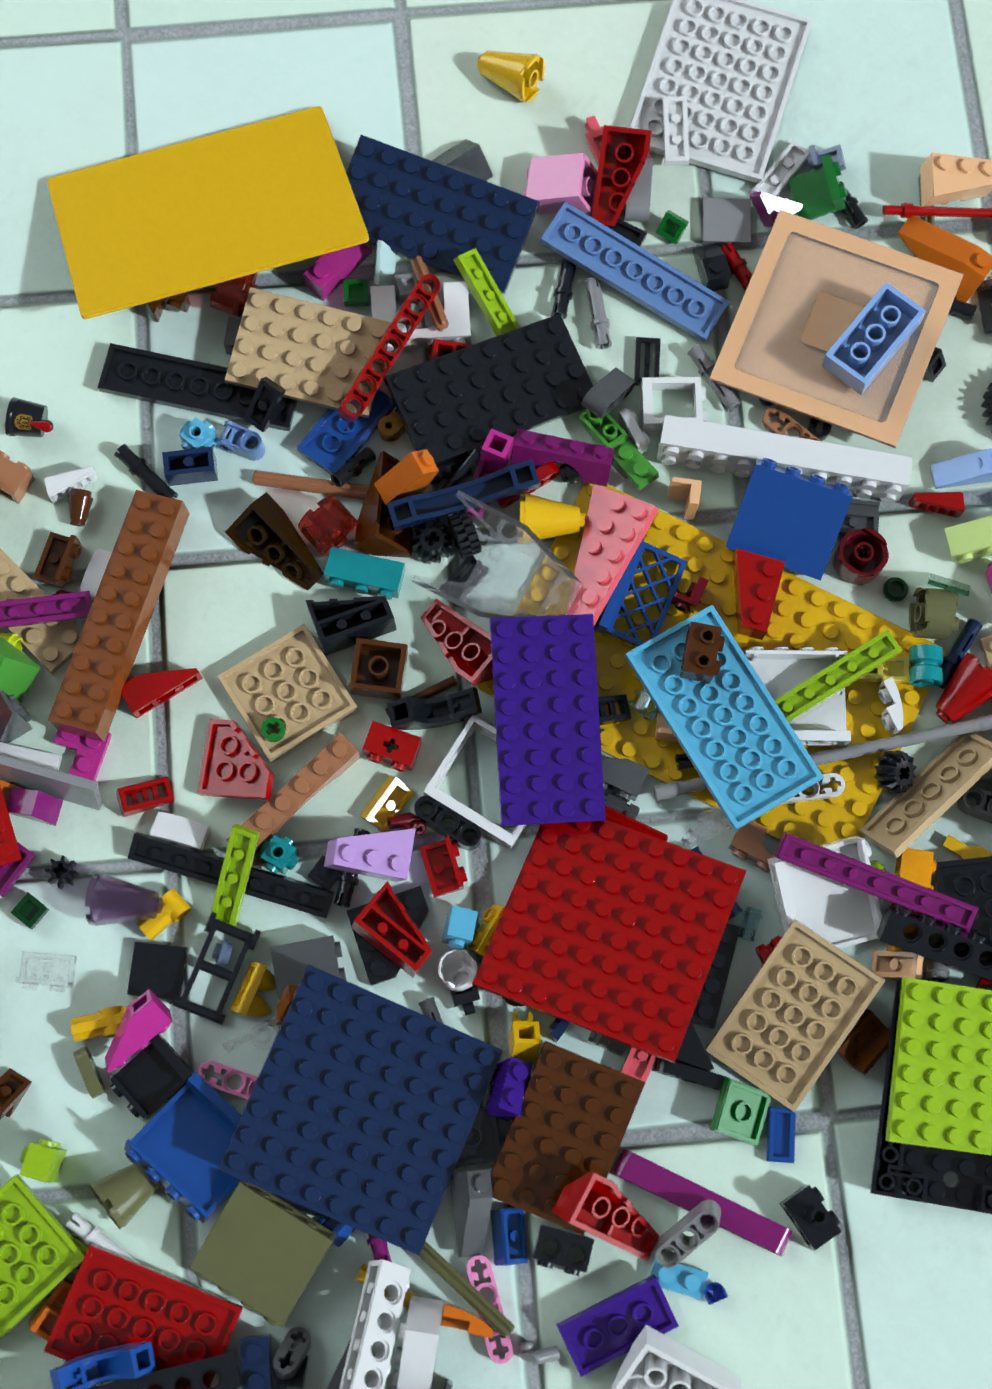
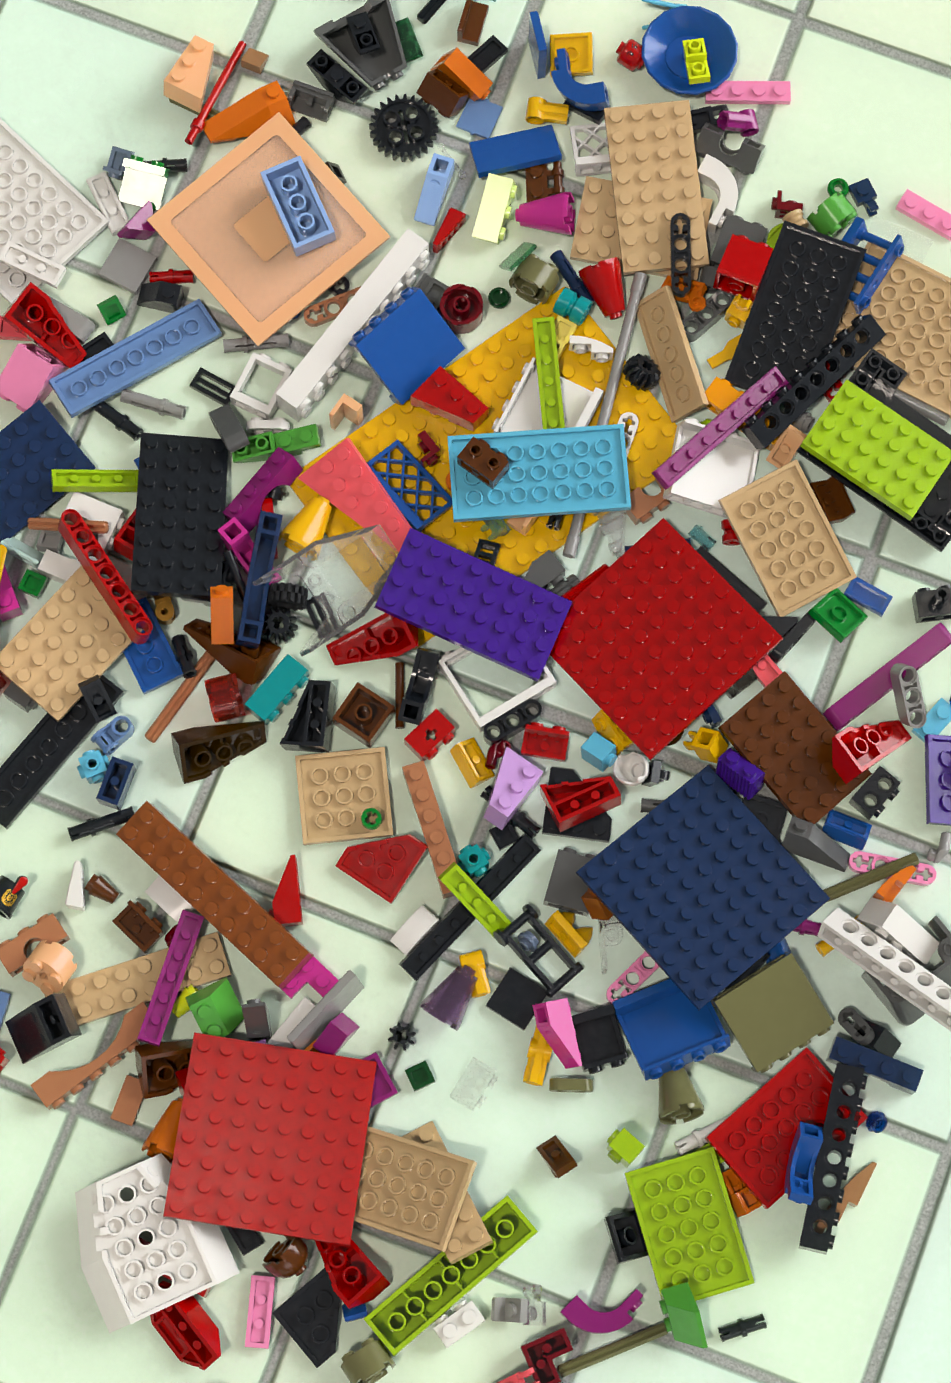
camera: 60 degrees left, 0 degrees up
(146, 804) = (375, 959): red slope -> none

